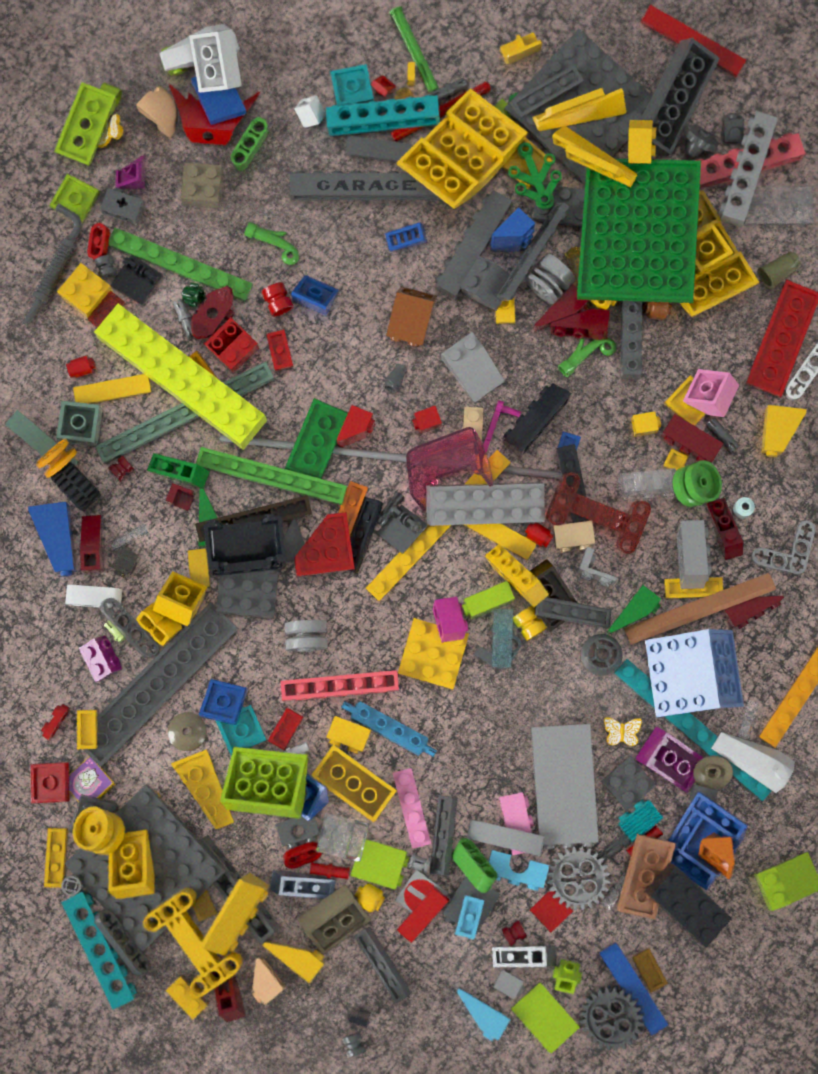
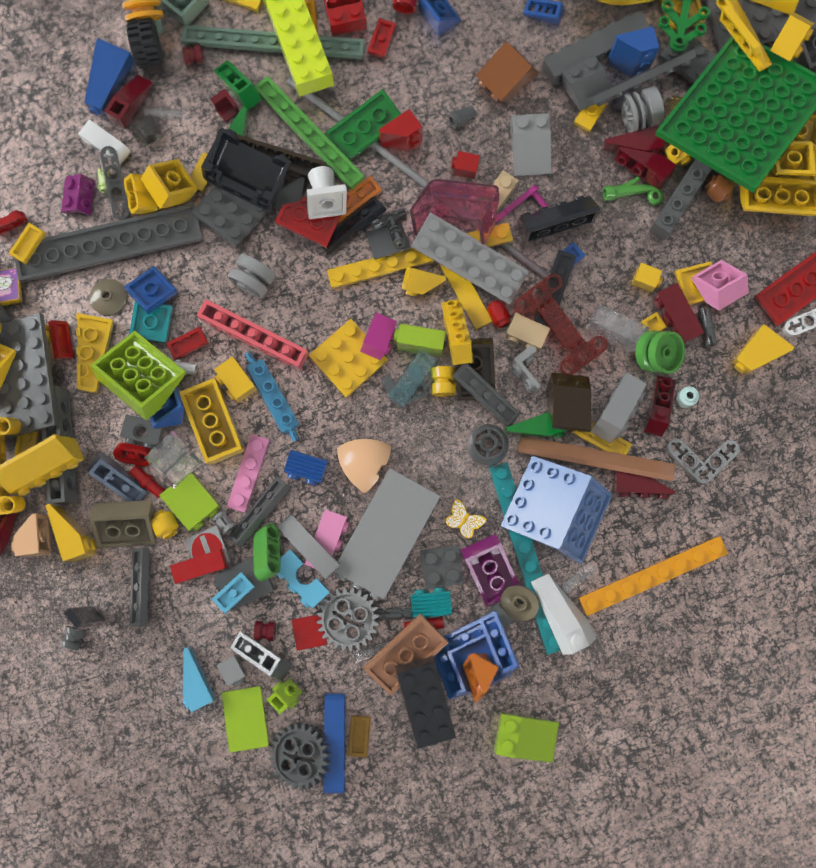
camera: 35 degrees right, 0 degrees up
(172, 795) = (60, 339): none -> red tile
(329, 528) = (324, 197): none -> white plant
(454, 547) = (420, 281): none -> yellow slope
(459, 771) = (305, 467): none -> blue brick
(505, 735) = (363, 460): none -> light nougat brick
(649, 575) = (569, 402): none -> dark brown slope

